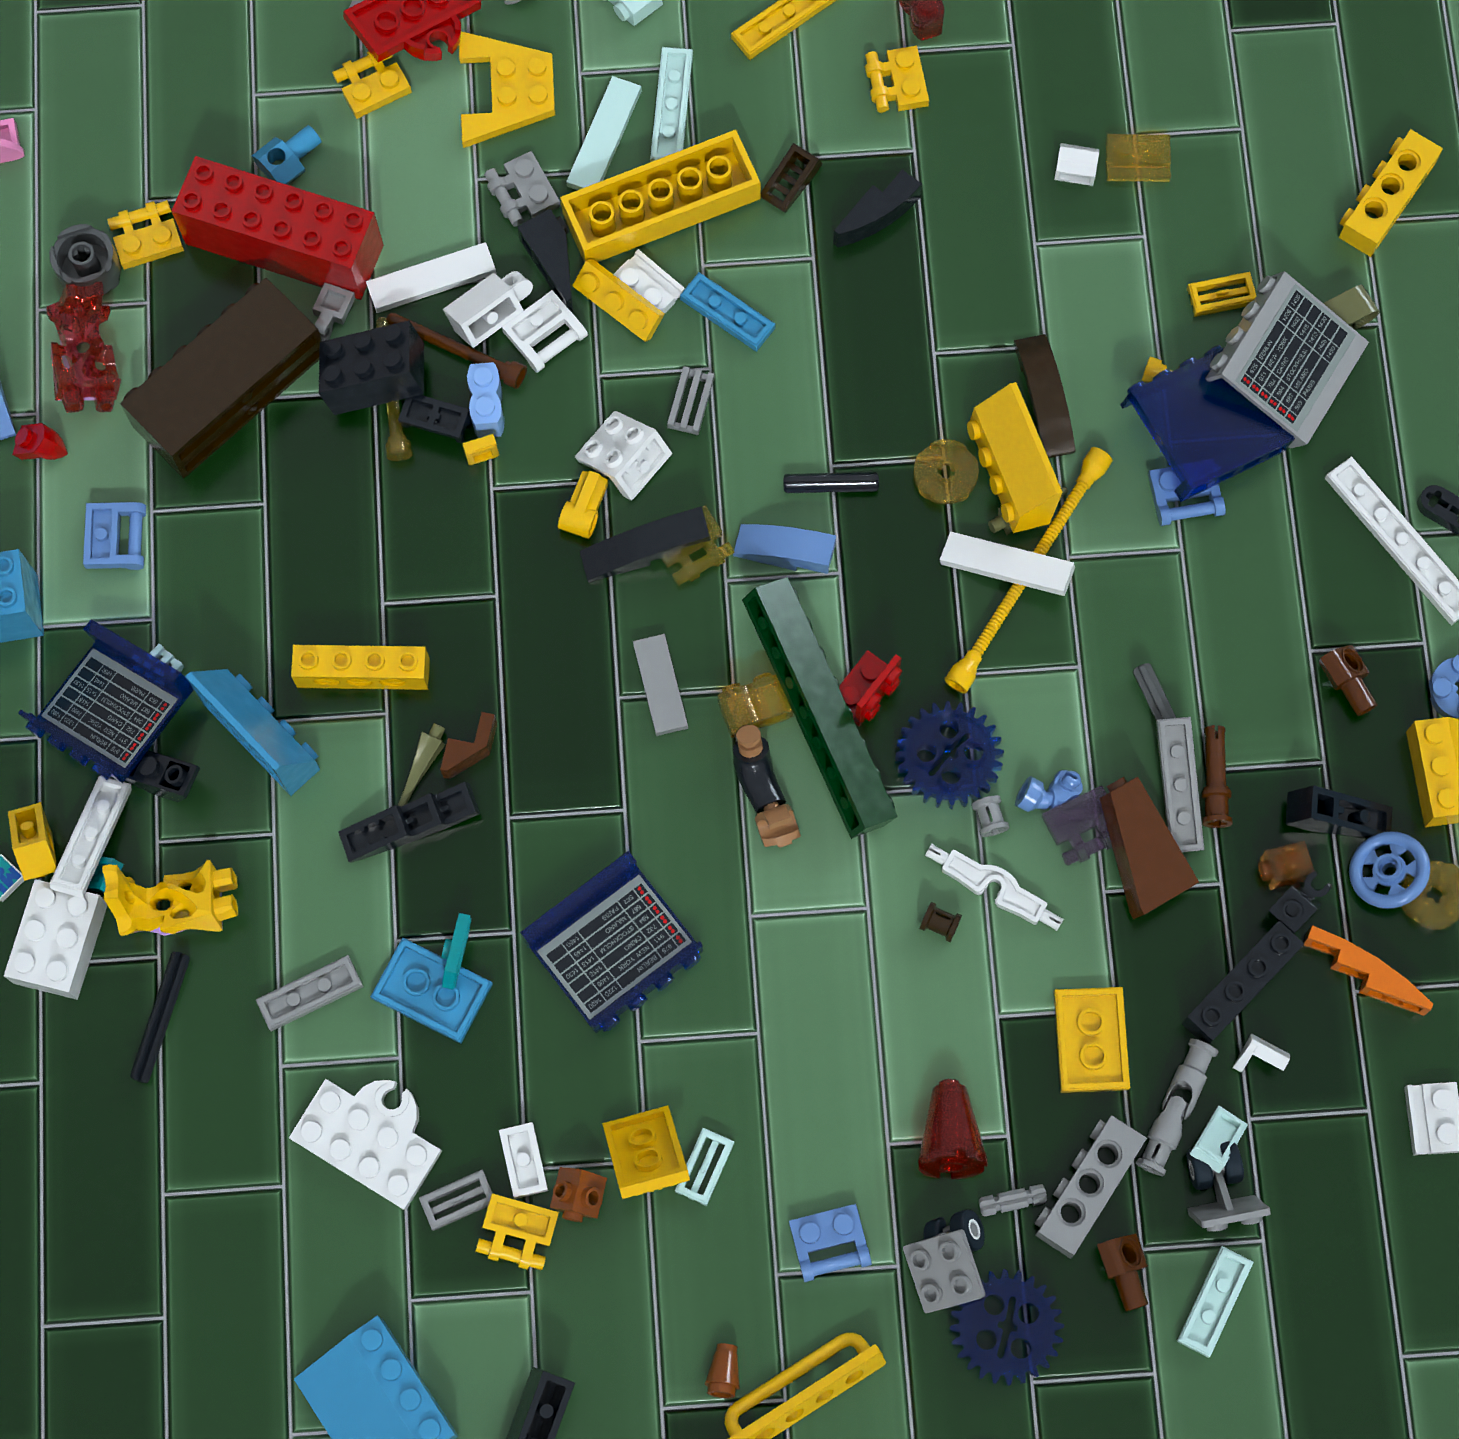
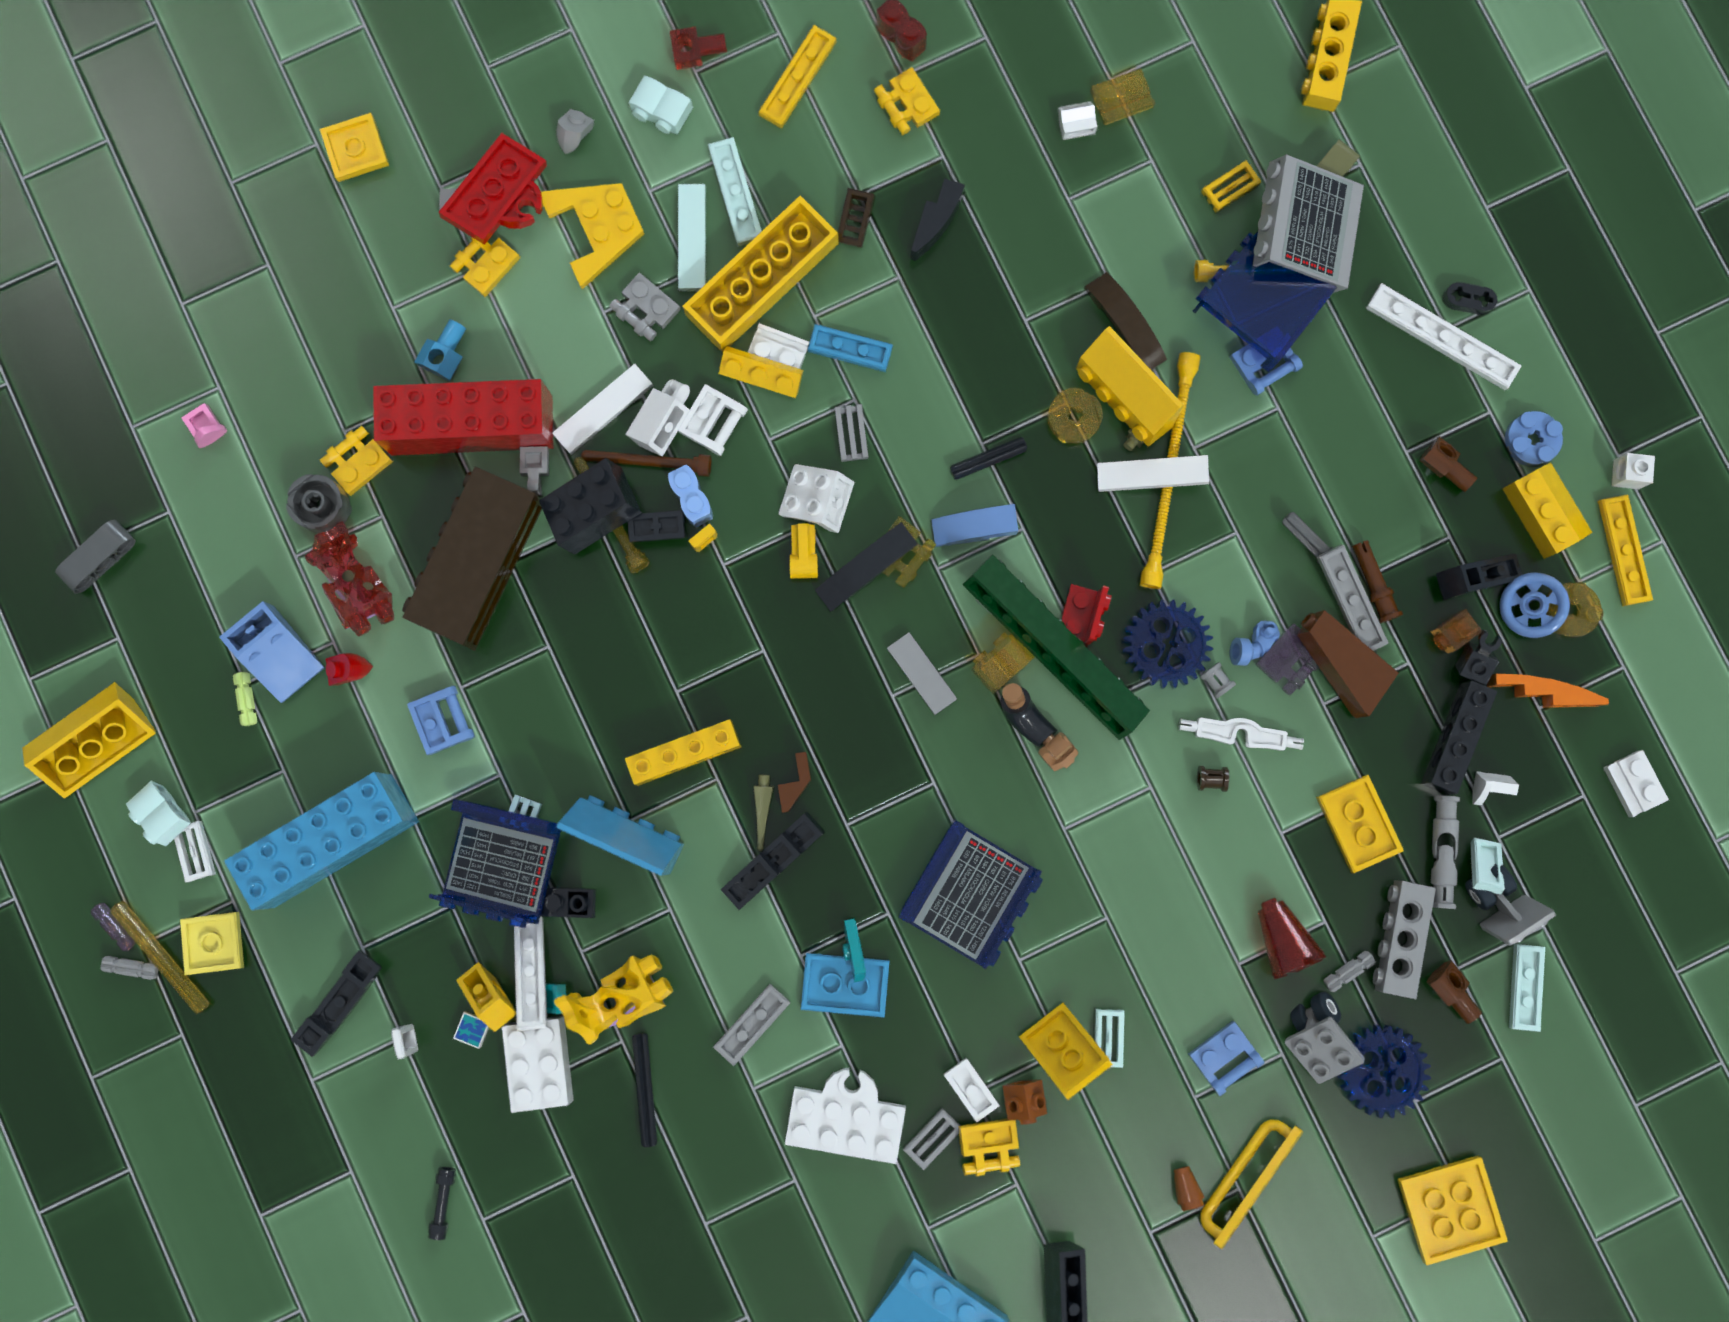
camera: 25 degrees left, 10 degrees up
(547, 246) = (686, 348): black slope -> none

